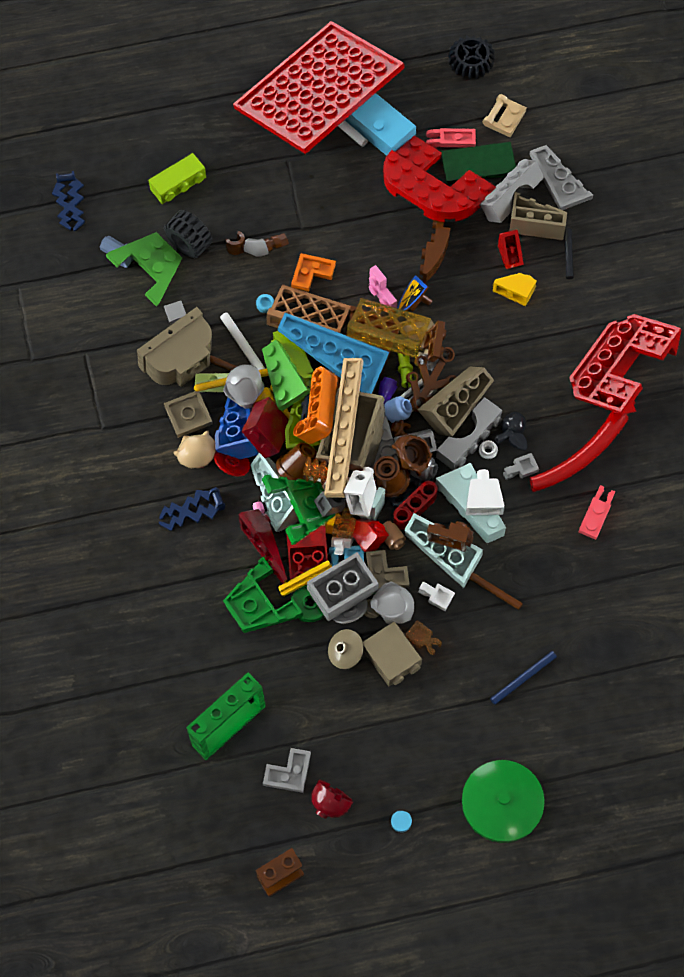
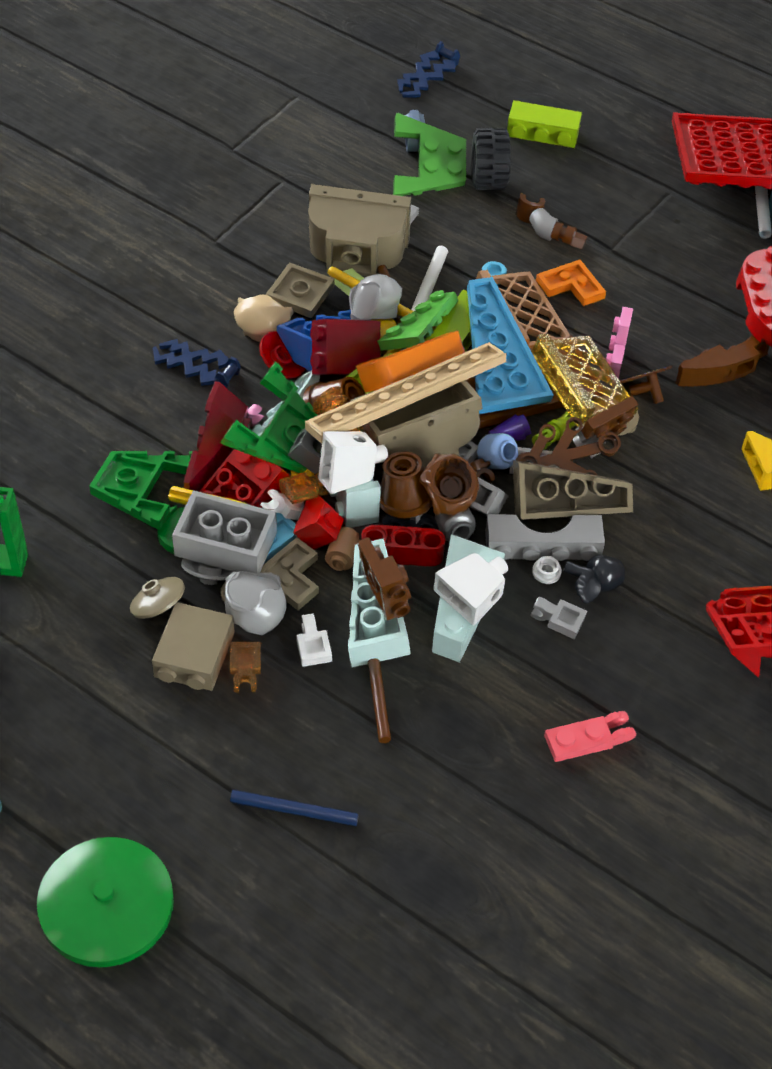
camera: 45 degrees right, 15 degrees down
(583, 457) = (652, 670): red animal -> none

